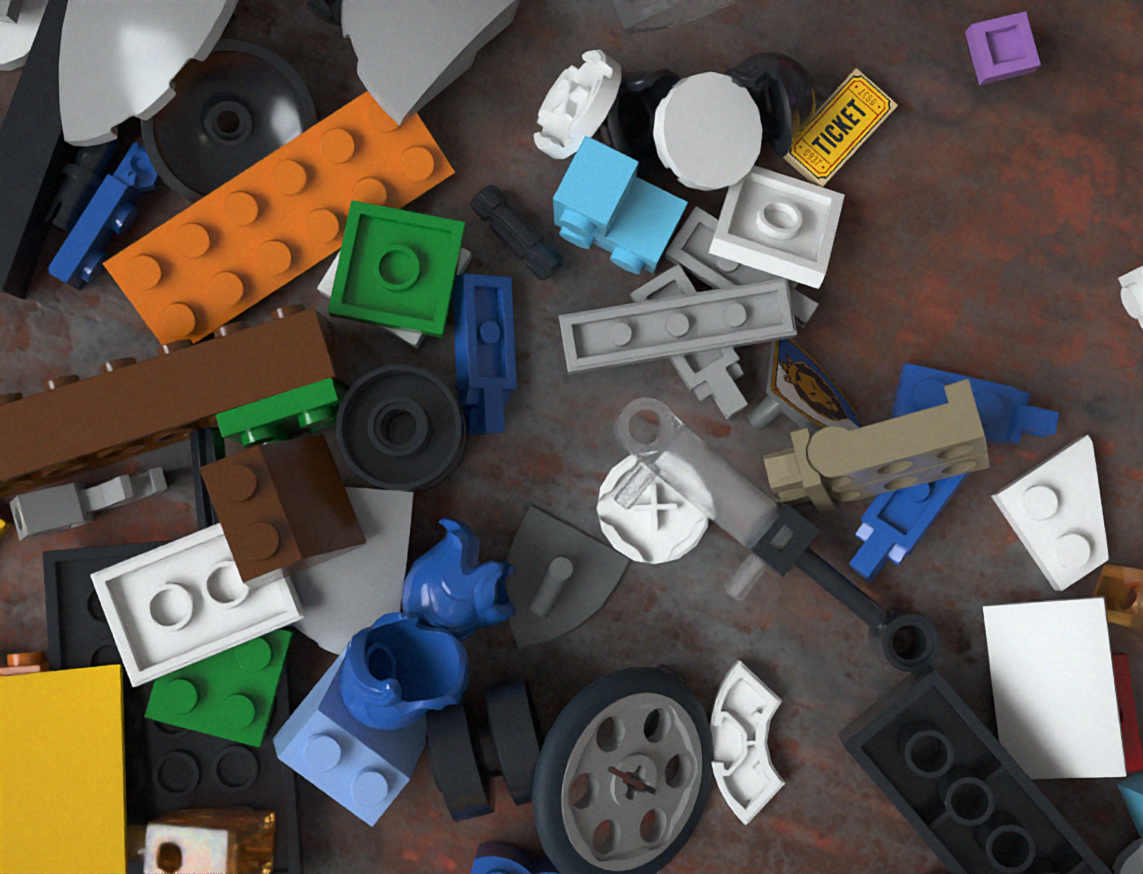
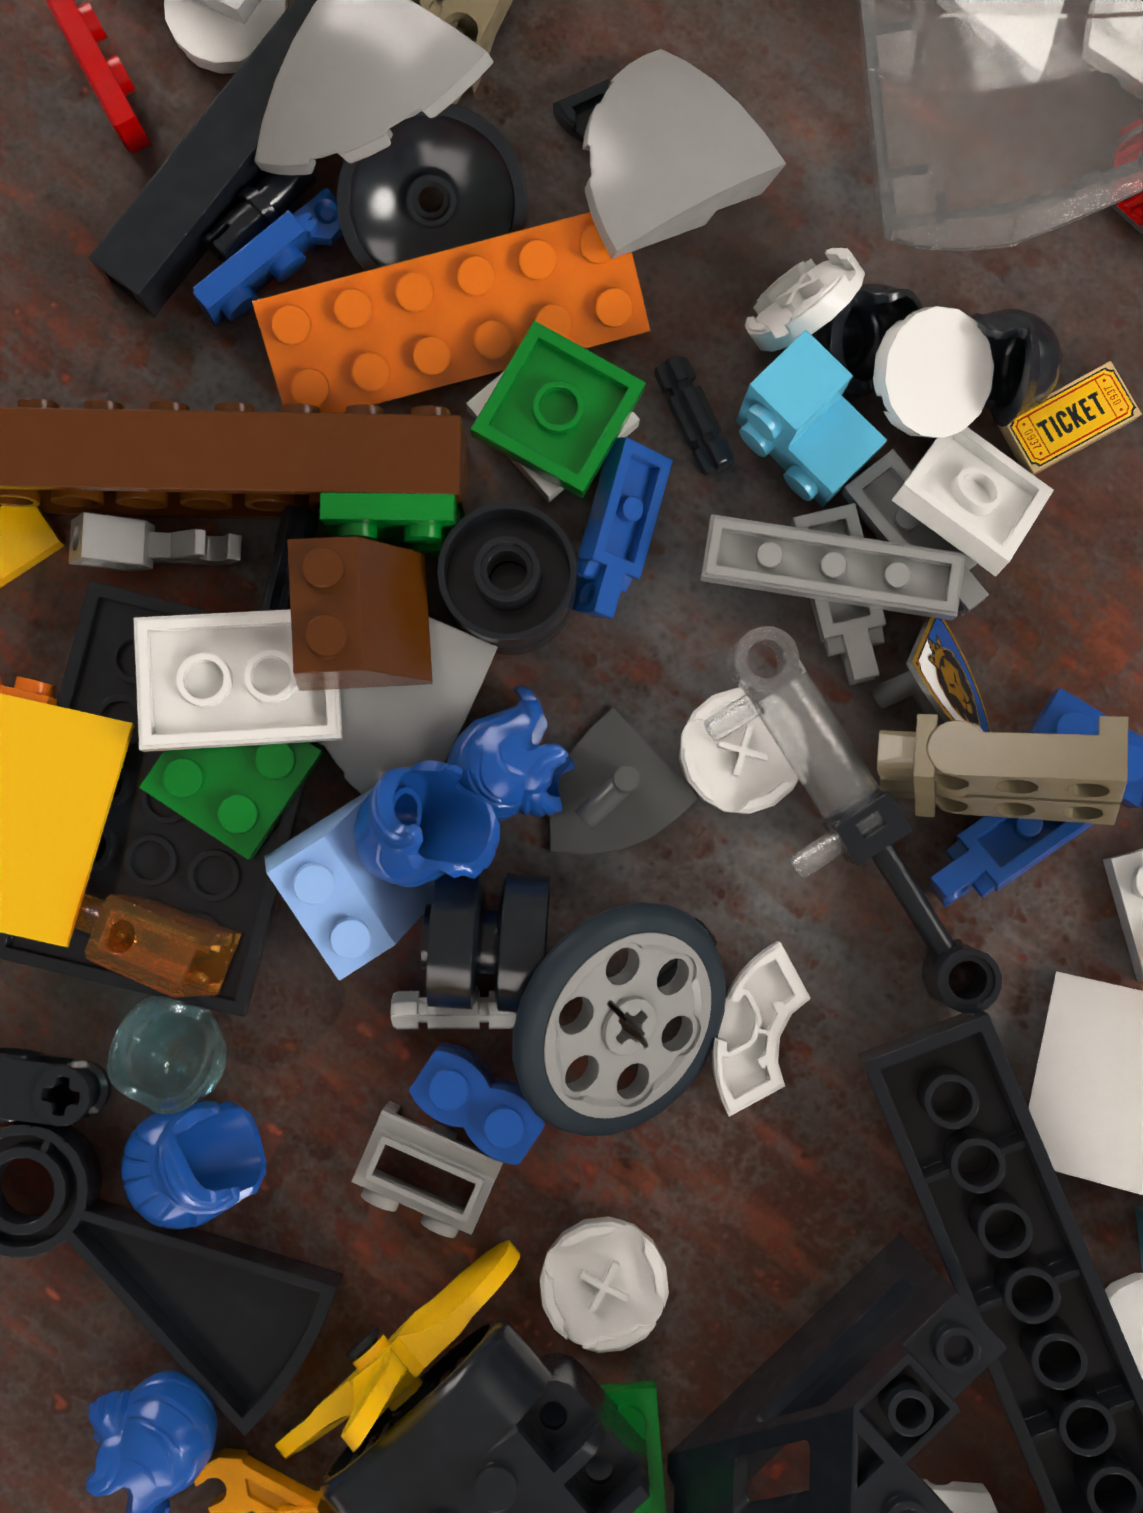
camera: 15 degrees right, 0 degrees up
(442, 829) = (410, 1009): none -> white axle

